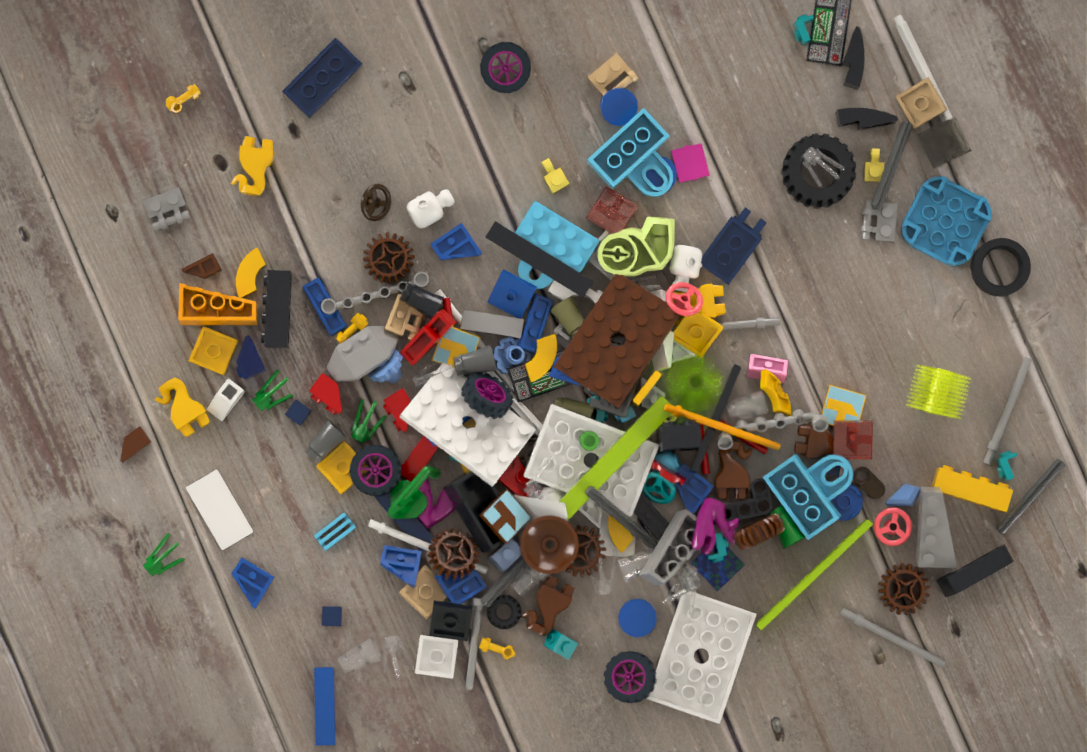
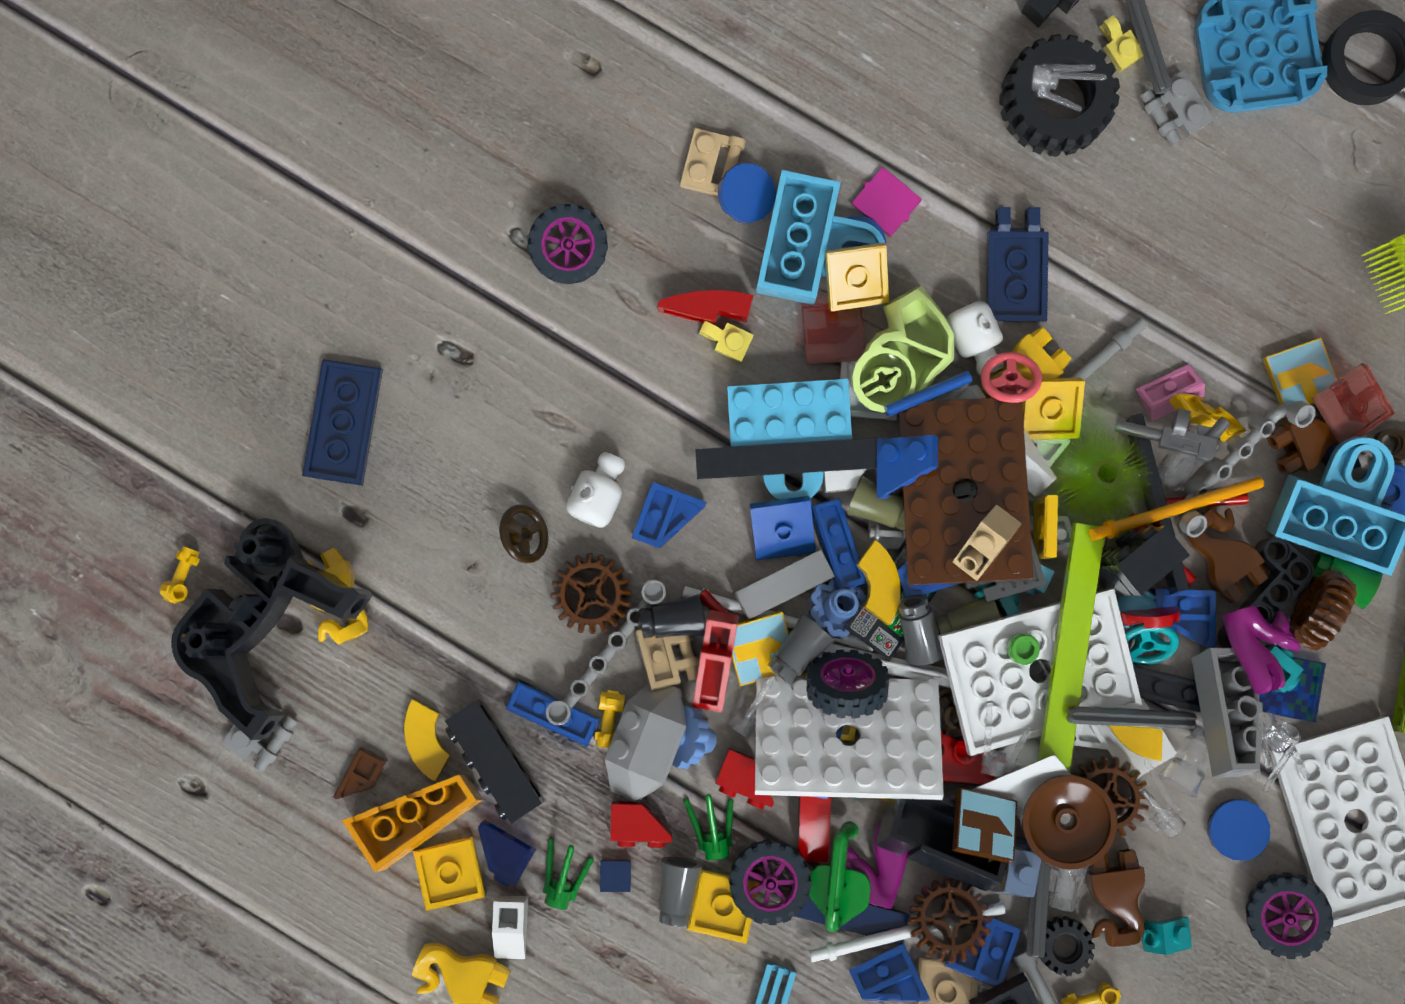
camera: 25 degrees left, 0 degrees up
(183, 142) = (220, 630): none -> black animal
(544, 396) = (919, 631): none -> dark grey plant
(556, 152) = (708, 305): none -> red slope
(596, 302) = (903, 461): none -> blue wing
(607, 371) = (986, 542): none -> tan slope
(635, 277) = (928, 393): none -> blue bar
(643, 191) = (857, 276): none -> yellow tile
(747, 391) = (1177, 438): none -> flat silver piece

